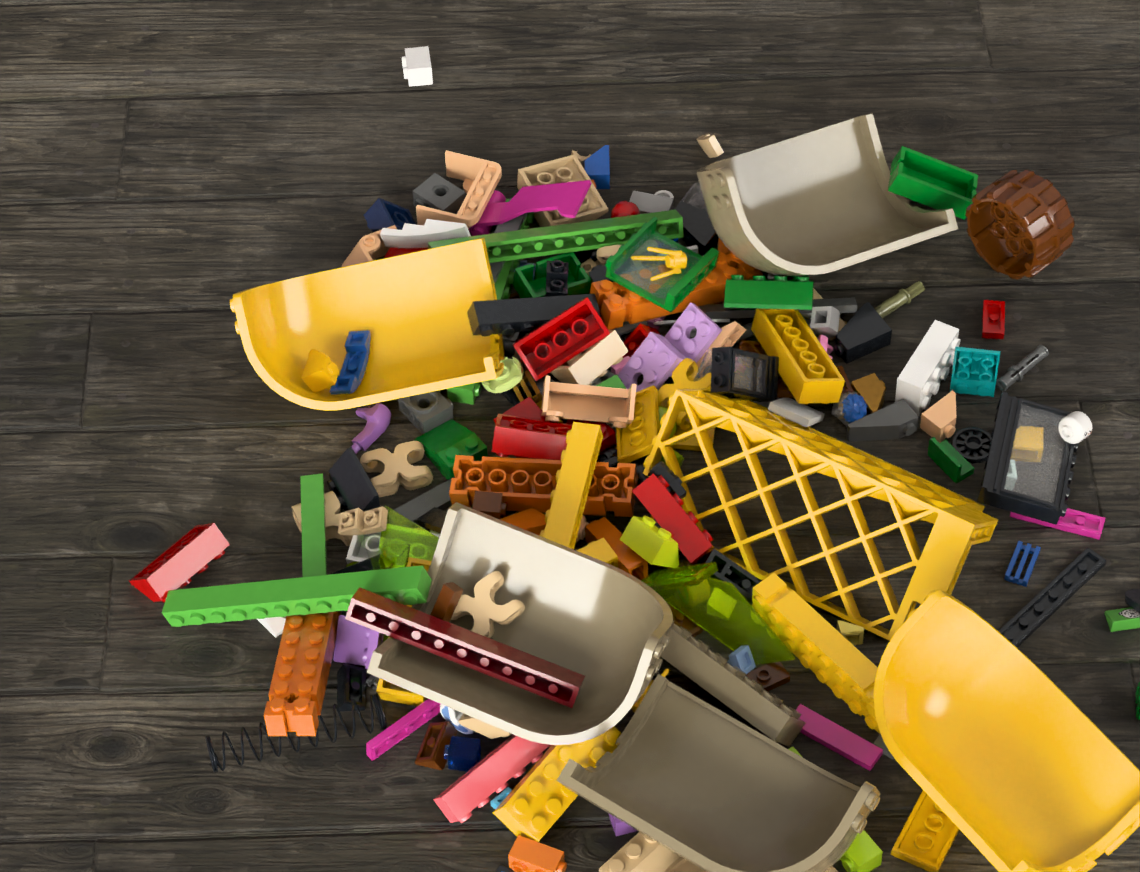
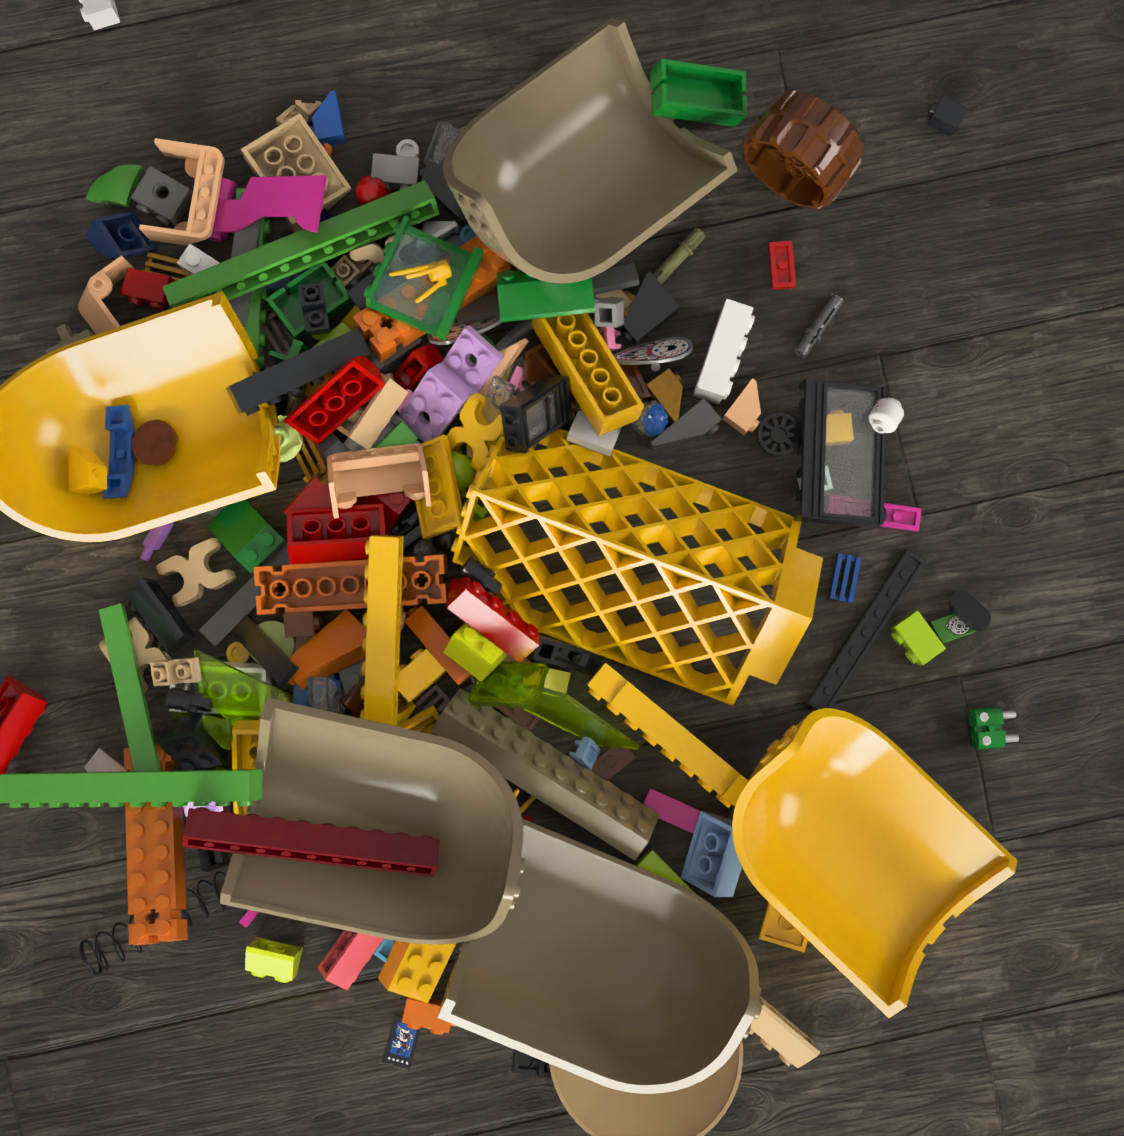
camera: 15 degrees left, 35 degrees up
(365, 545) = (187, 701): none -> black hinge
(386, 362) = (154, 442): none -> copper tile
(391, 782) = (273, 959): none -> neon yellow slope
(396, 190) = (115, 186): none -> bright green brick
(418, 235) = (162, 267): white slope -> none
(447, 601) = (282, 800): reddish brown piece -> none
(484, 608) = (323, 787): tan piece -> none
(710, 145) = (445, 65): tan slope -> none
(851, 632) = (685, 700): light yellow slope -> none
(861, 756) = (712, 856): none -> light blue slope
(862, 373) = (655, 352): none -> shield
(949, 460) = (759, 460): green panel -> none
(974, 371) = (773, 350): teal slope -> none
(1088, 618) = (916, 638): none -> lime brick

